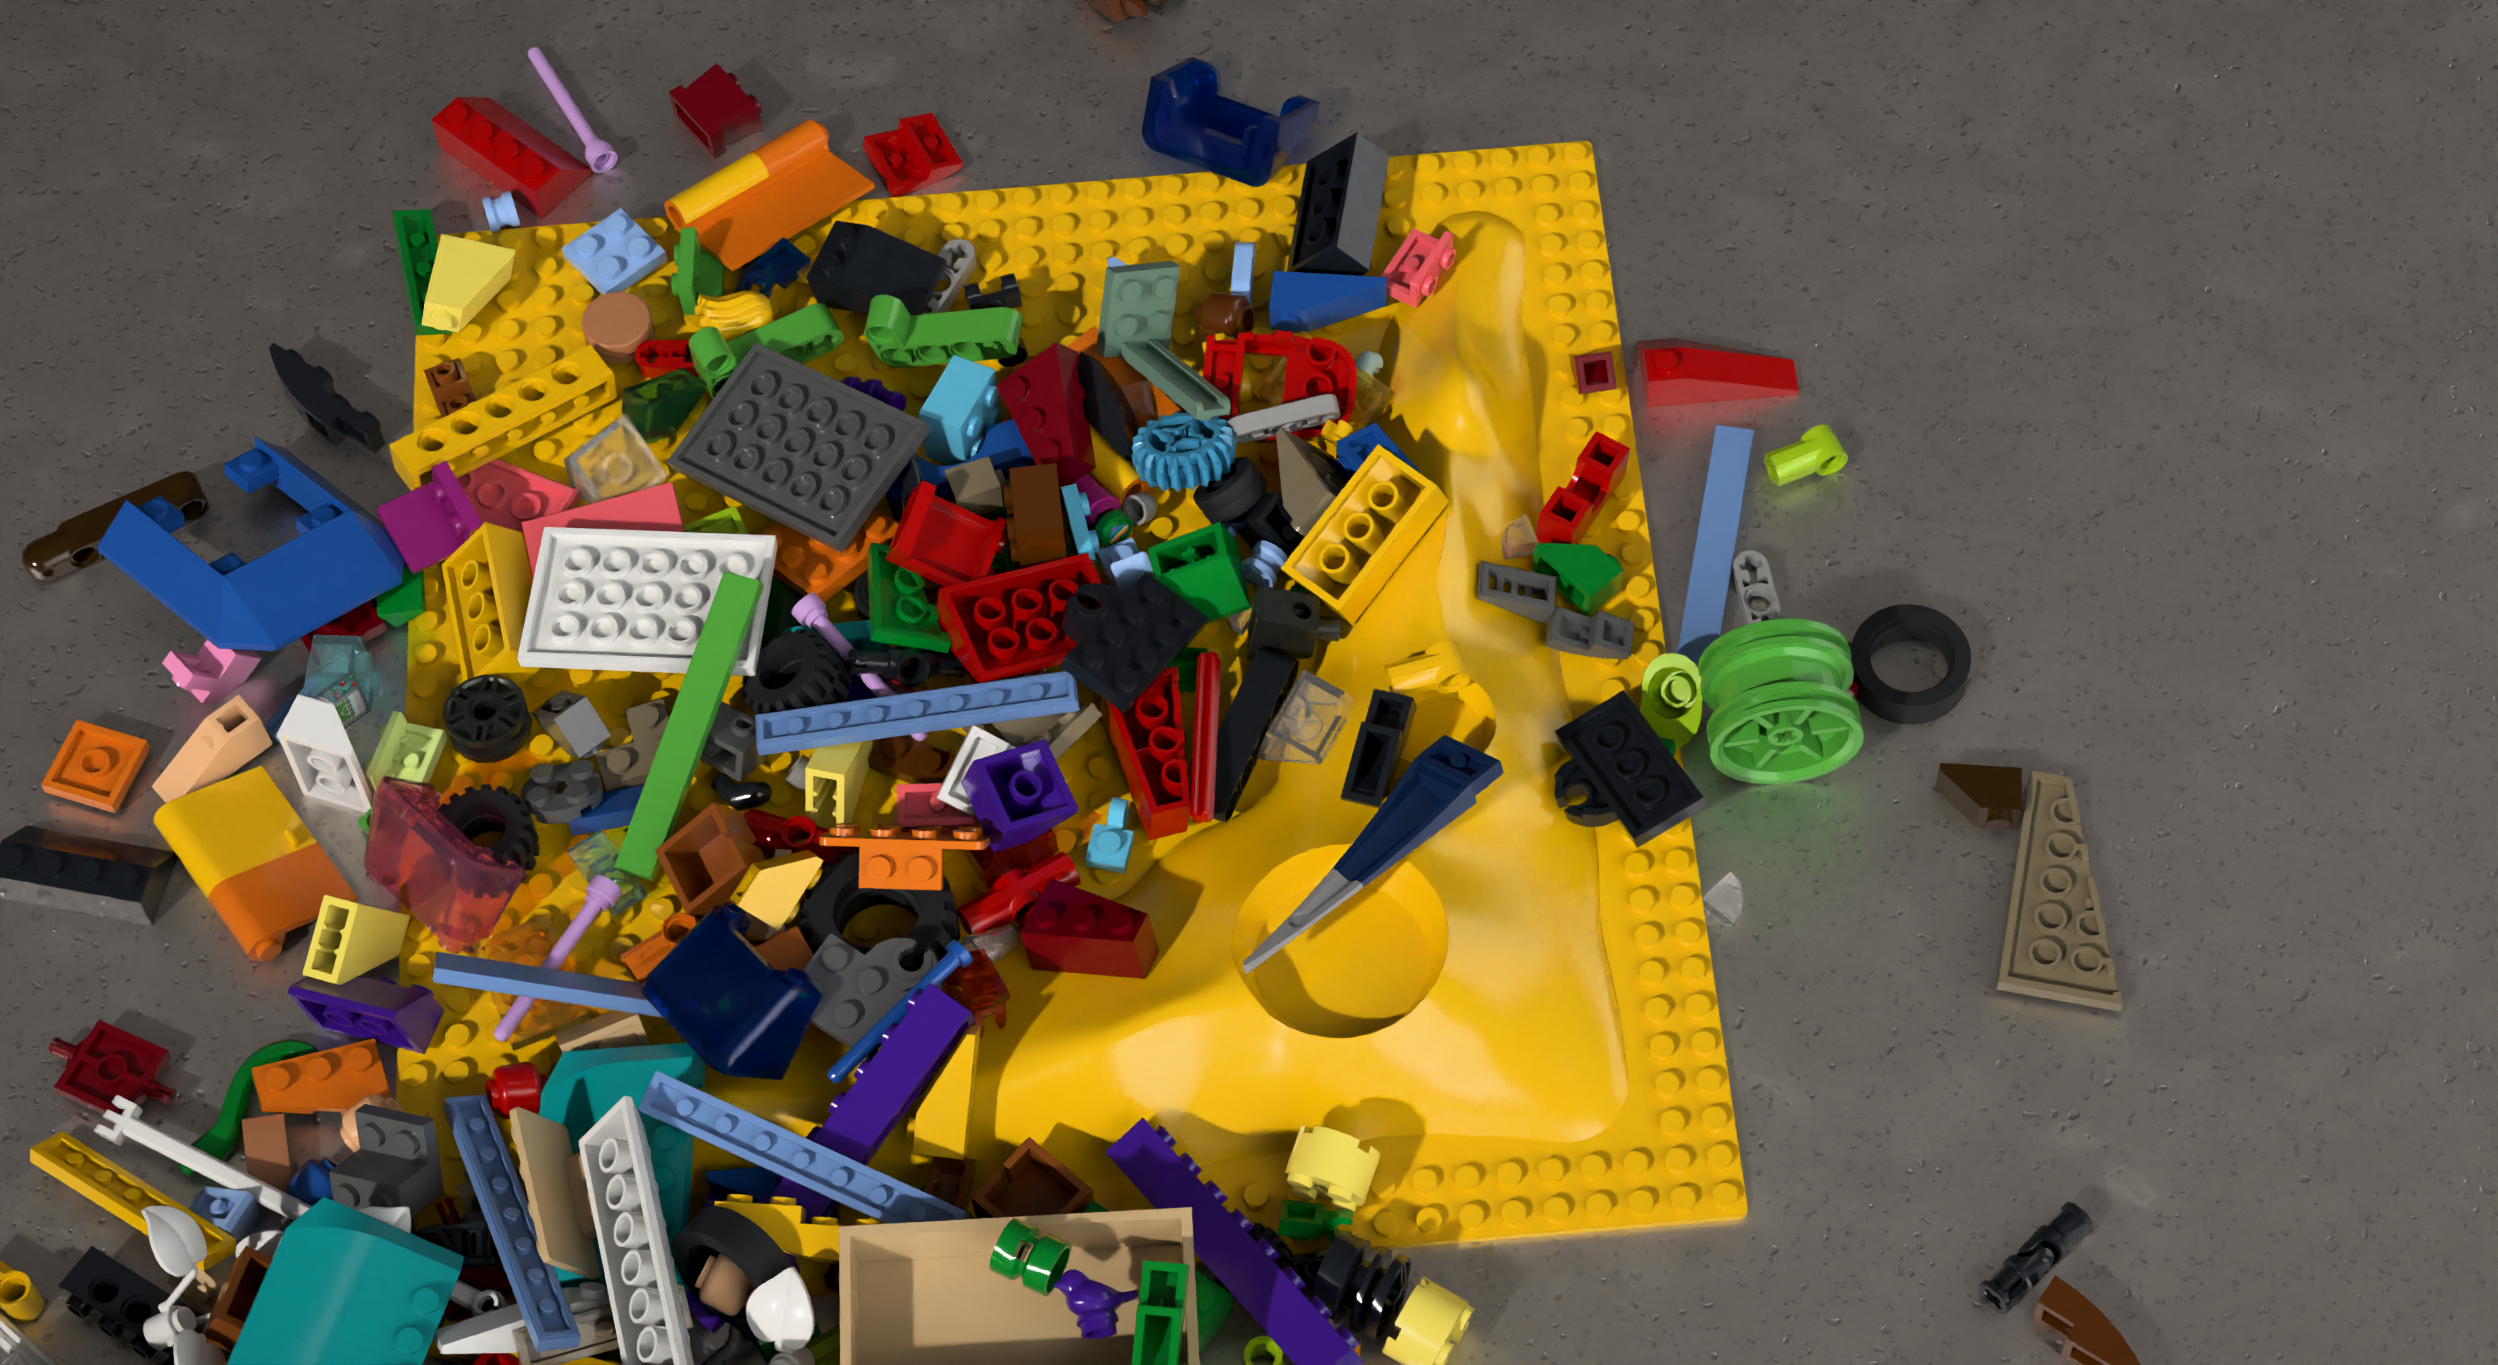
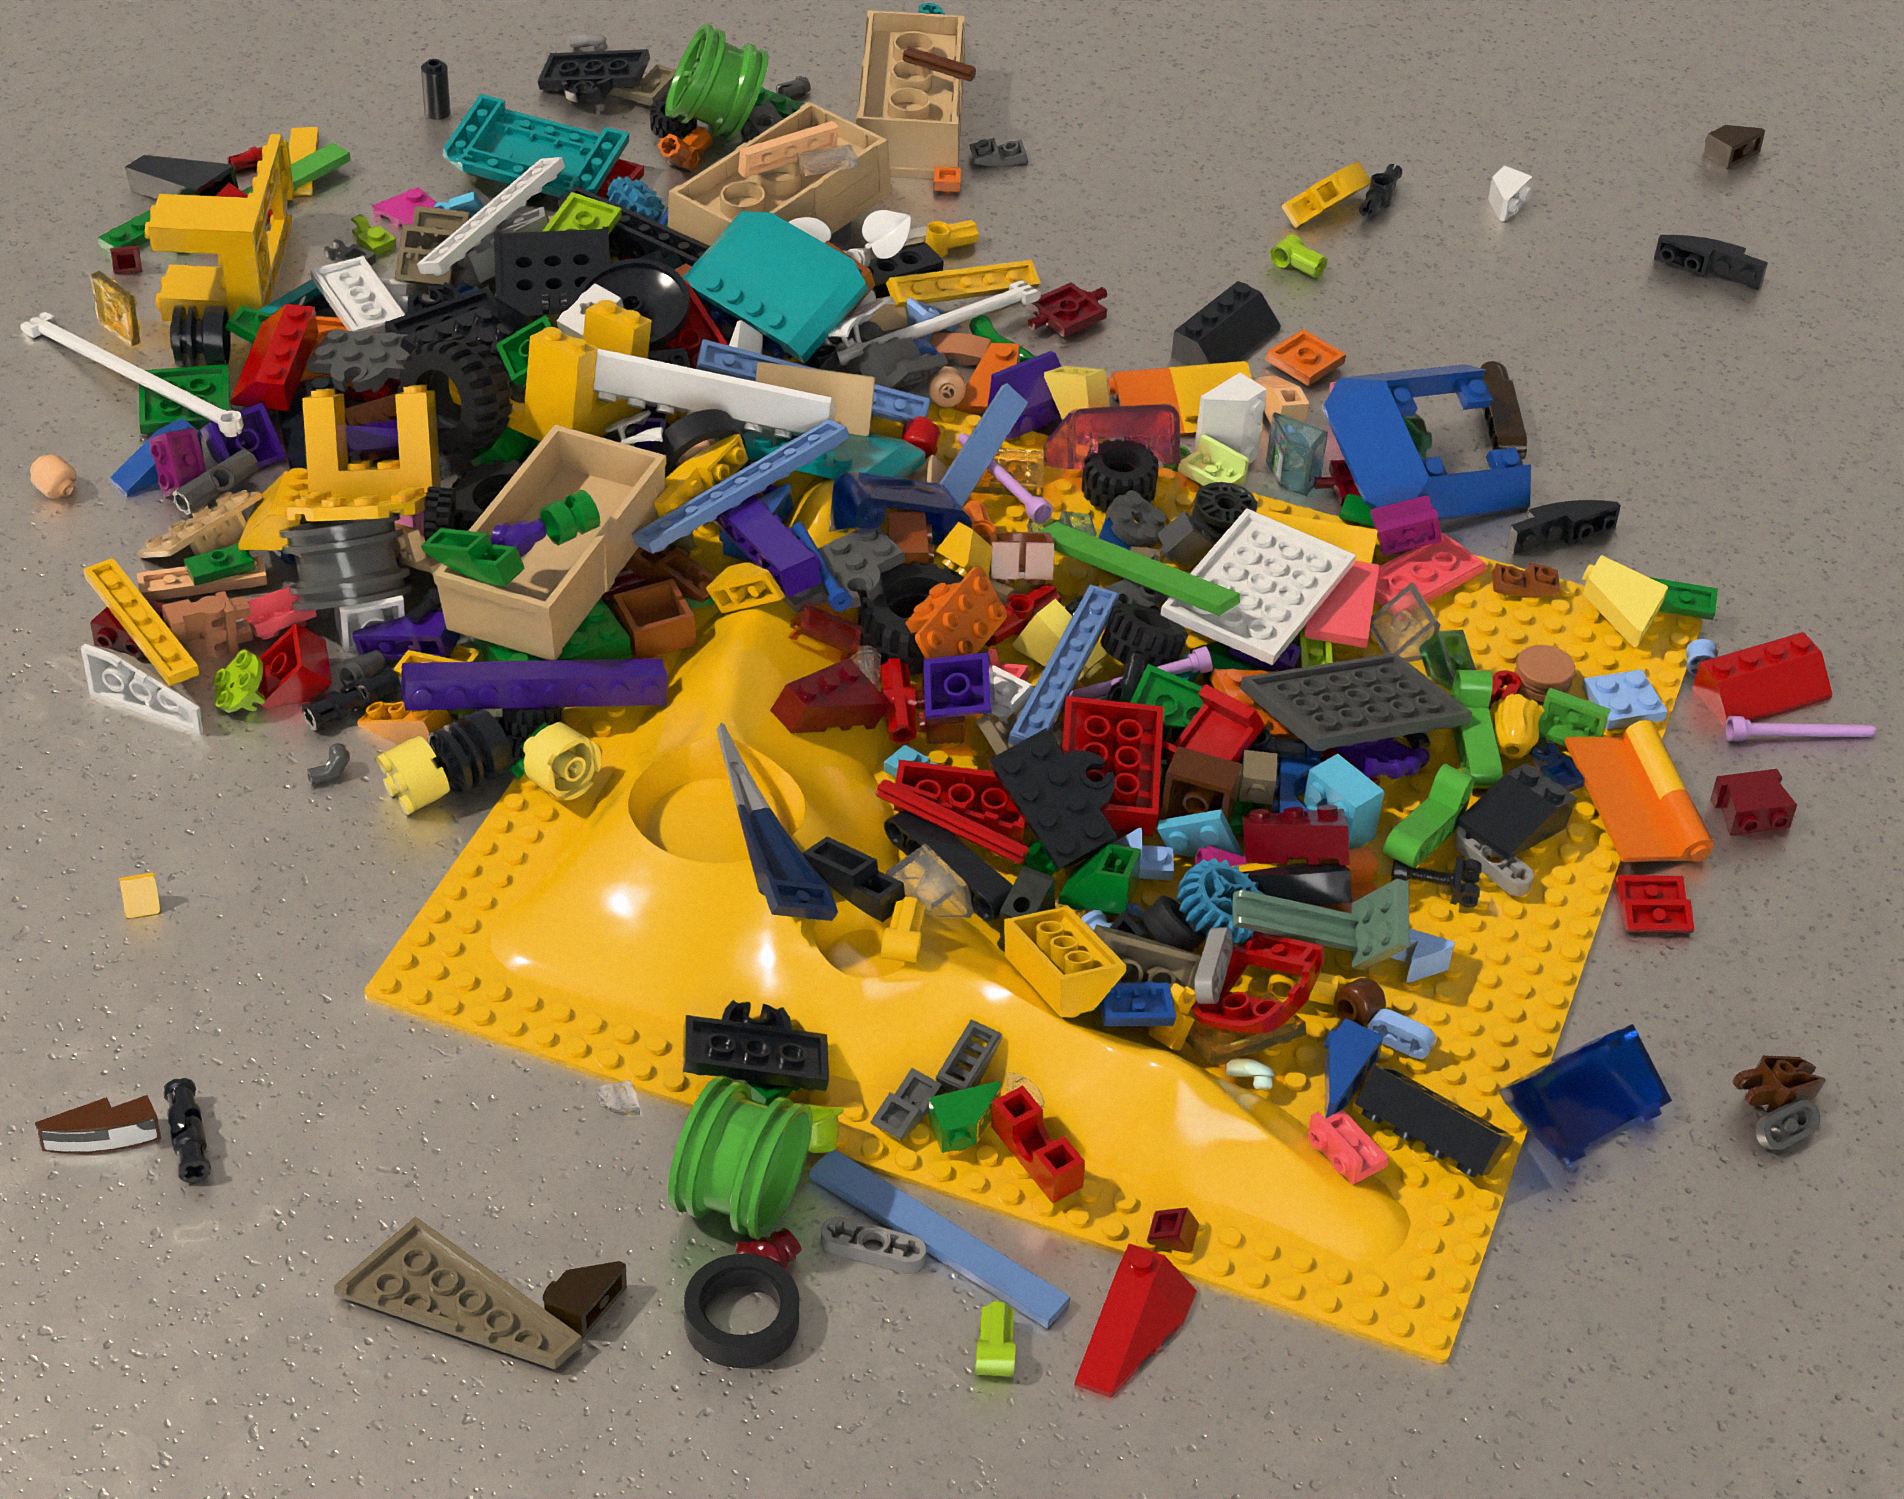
camera: 110 degrees right, 15 degrees down
(506, 418) = (1480, 585): yellow brick -> none
(1113, 527) = (1185, 858): green tile -> none

